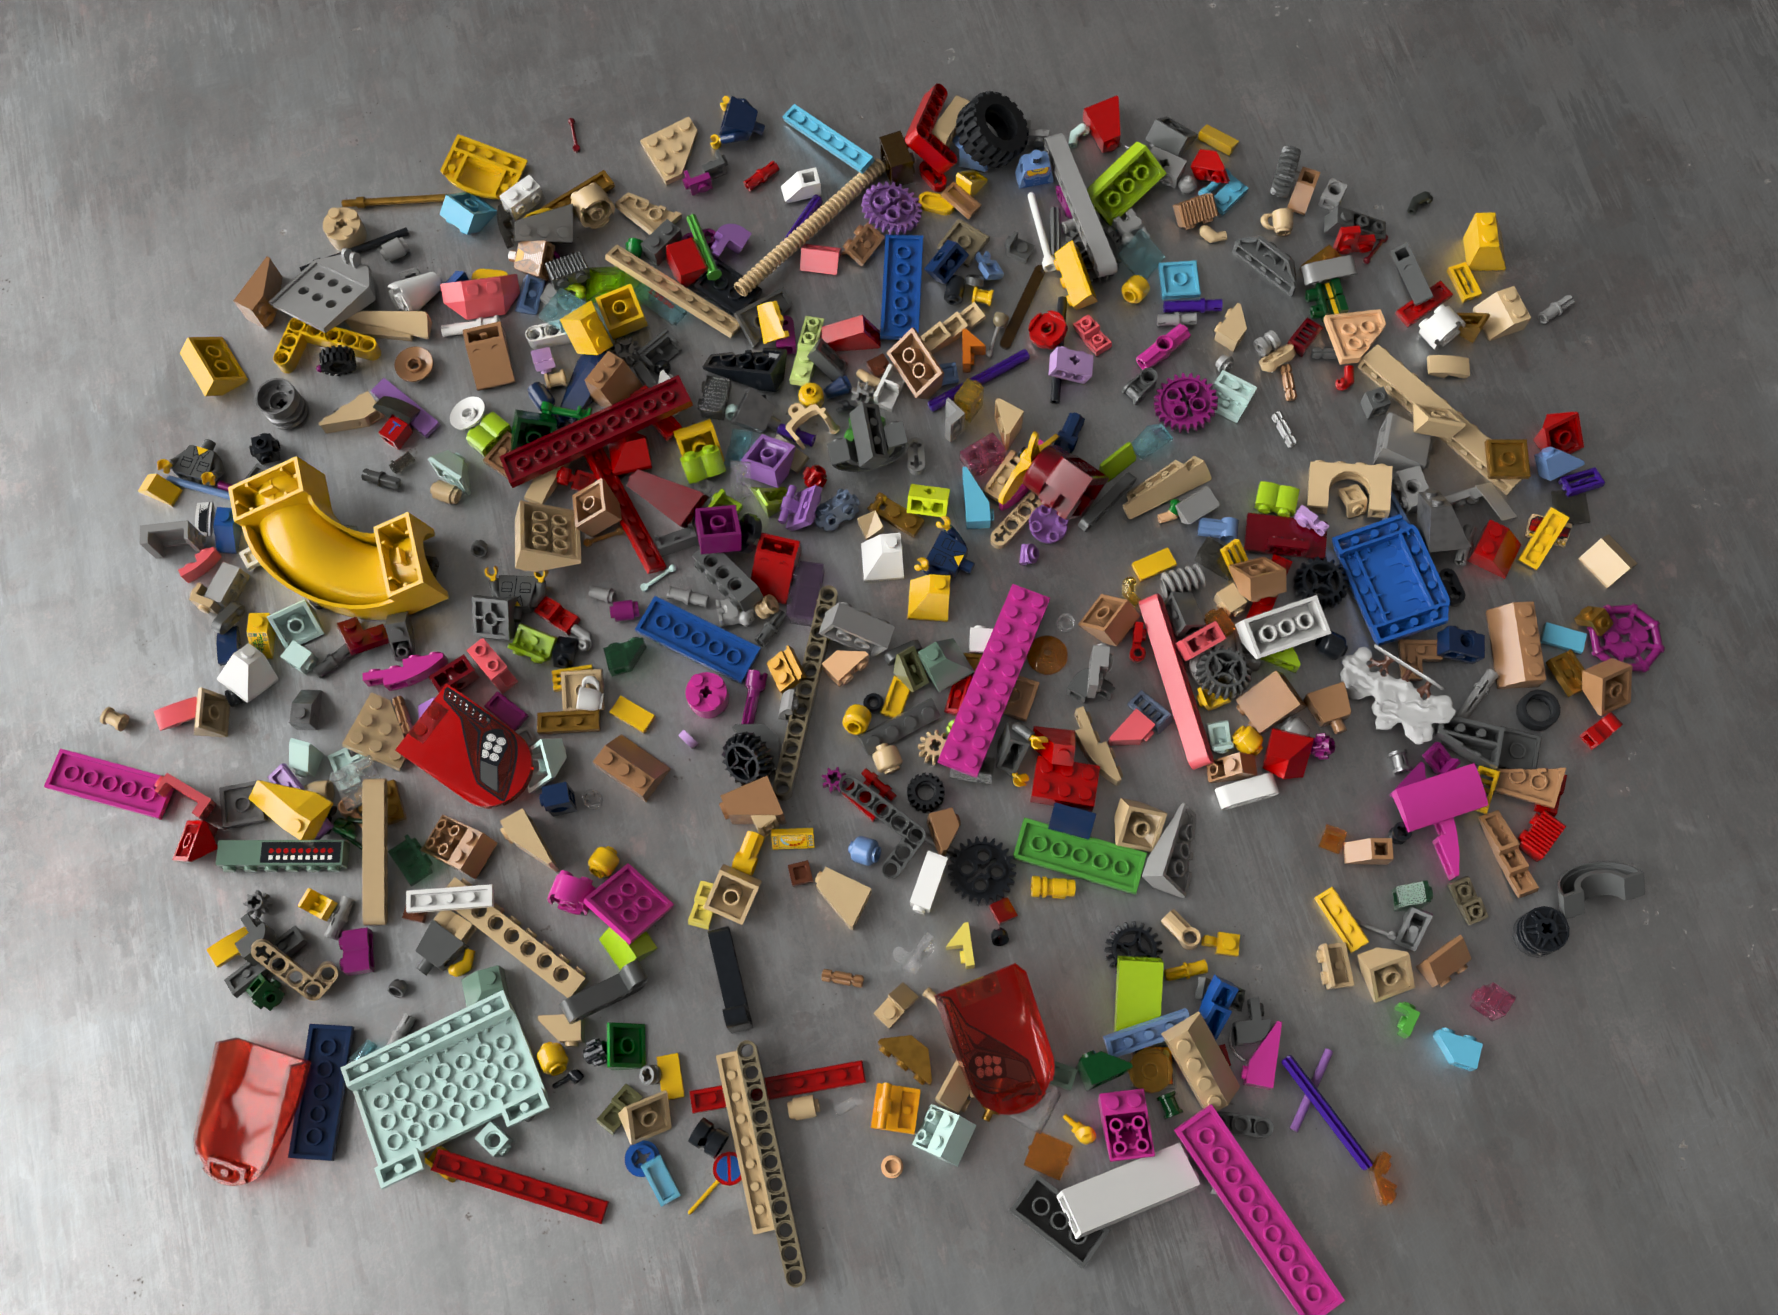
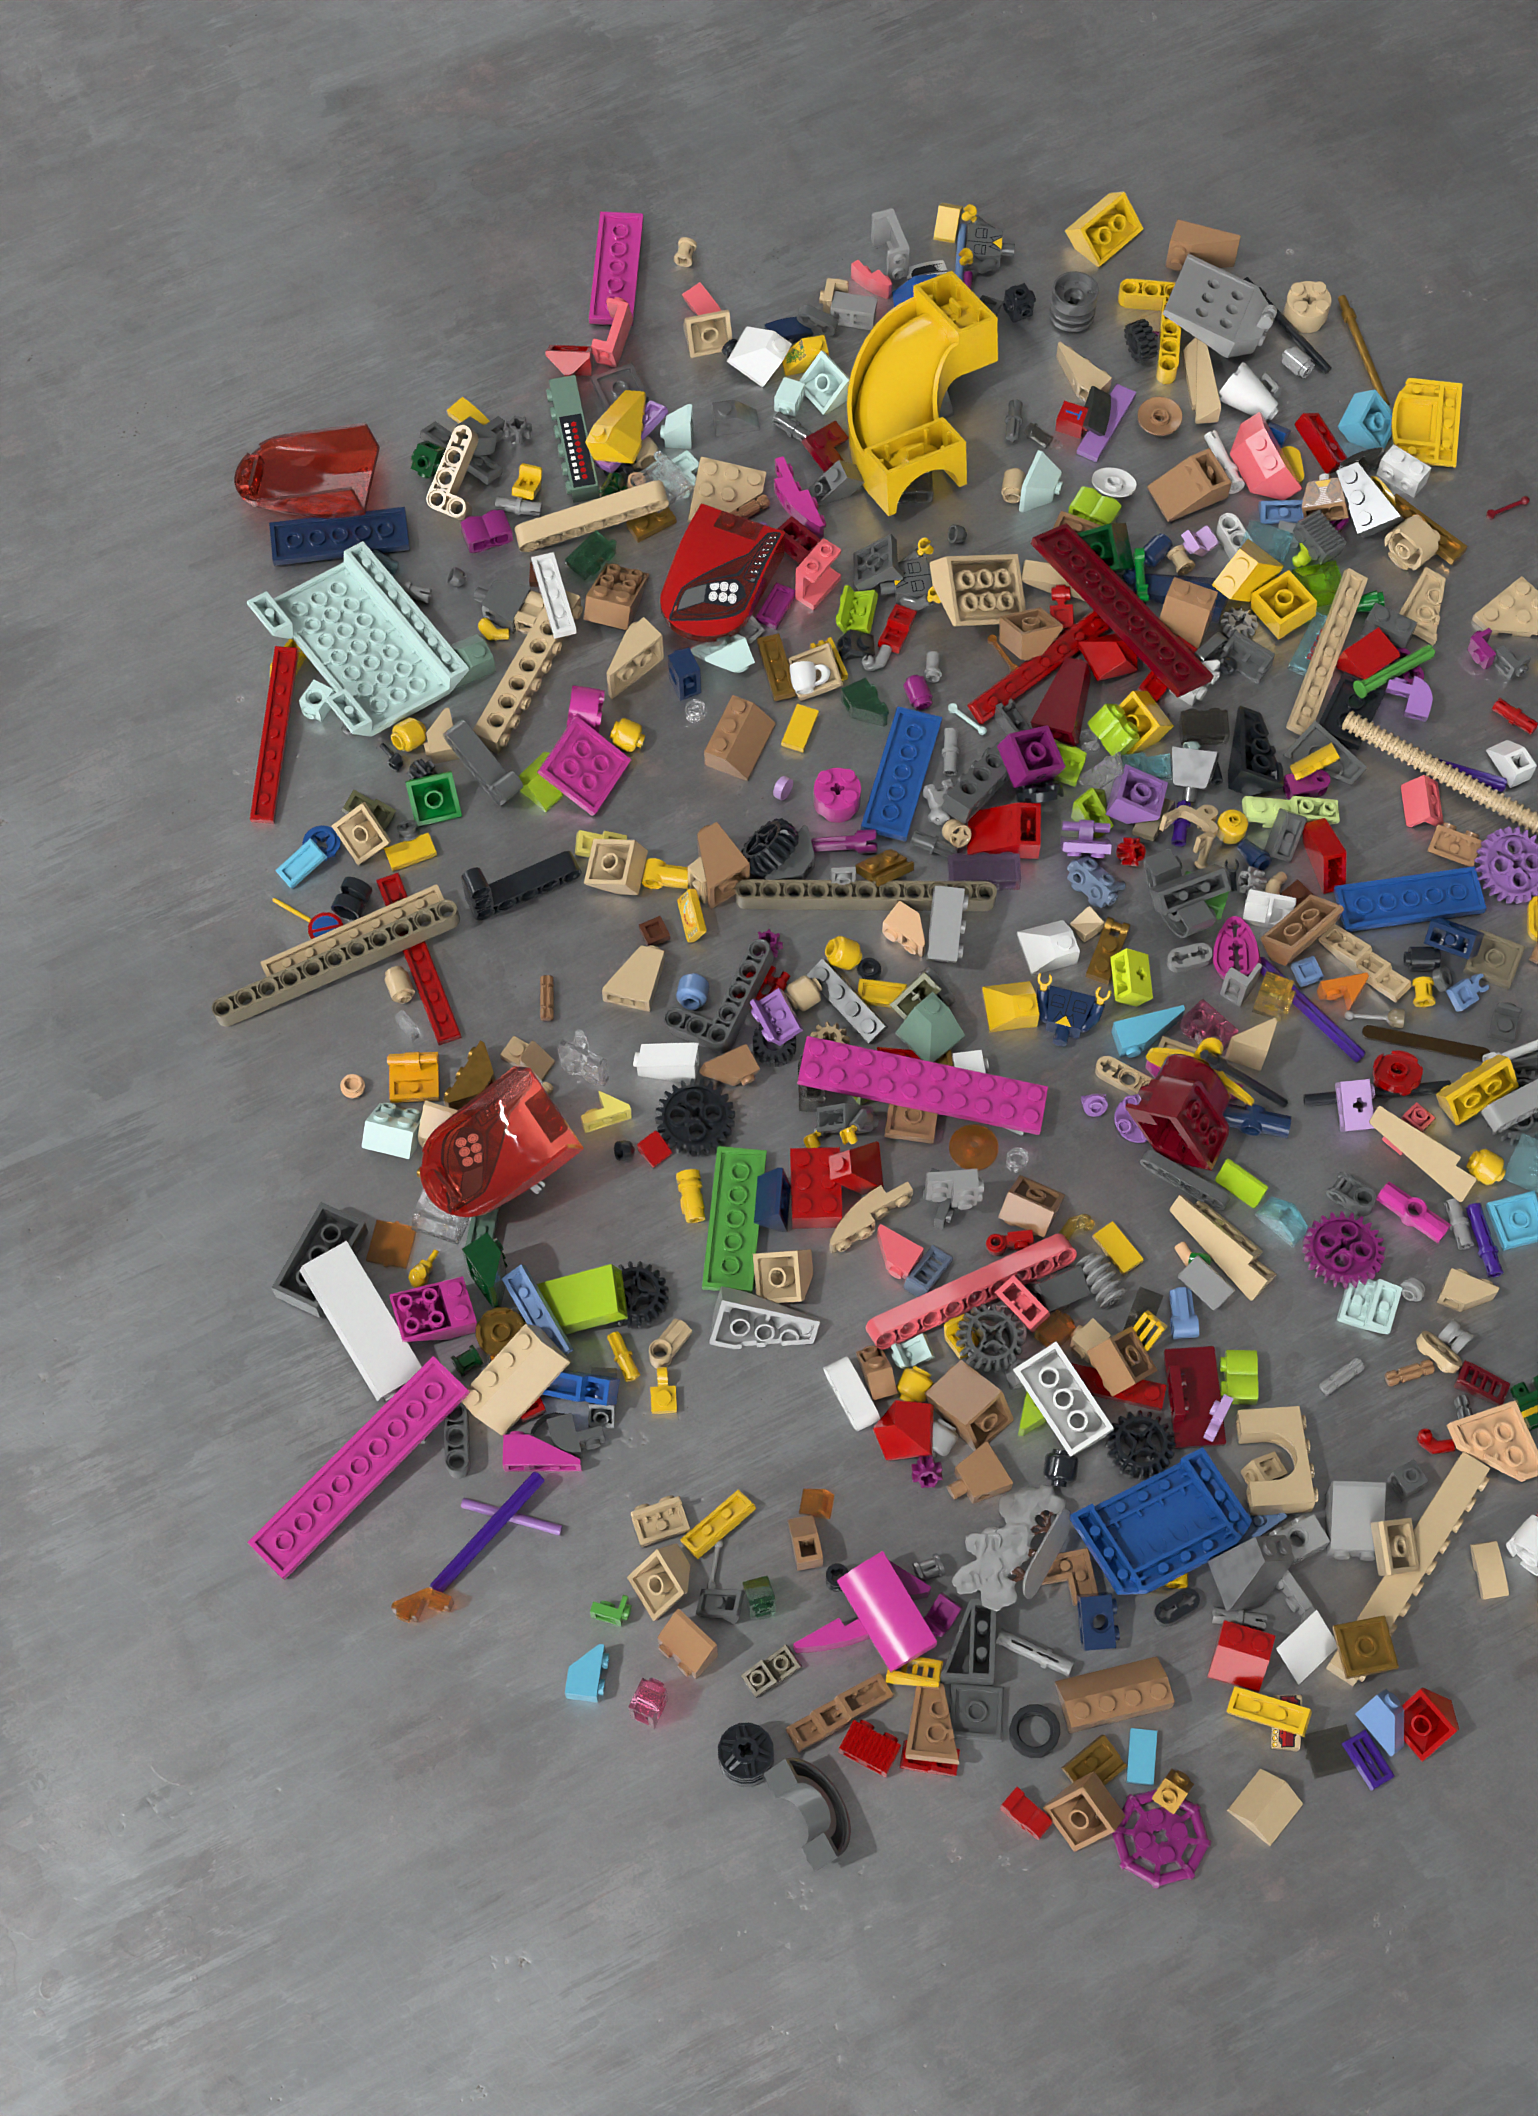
camera: 75 degrees right, 5 degrees down
(474, 251) = (1320, 441): none -> red slope
(910, 783) = (776, 1017): none -> medium lavender bracket
(924, 409) = (1225, 945): none -> dark pink piece
(1045, 439) = (1220, 1064): none -> black bar
(1122, 324) = (1425, 1152): none -> tan wedge

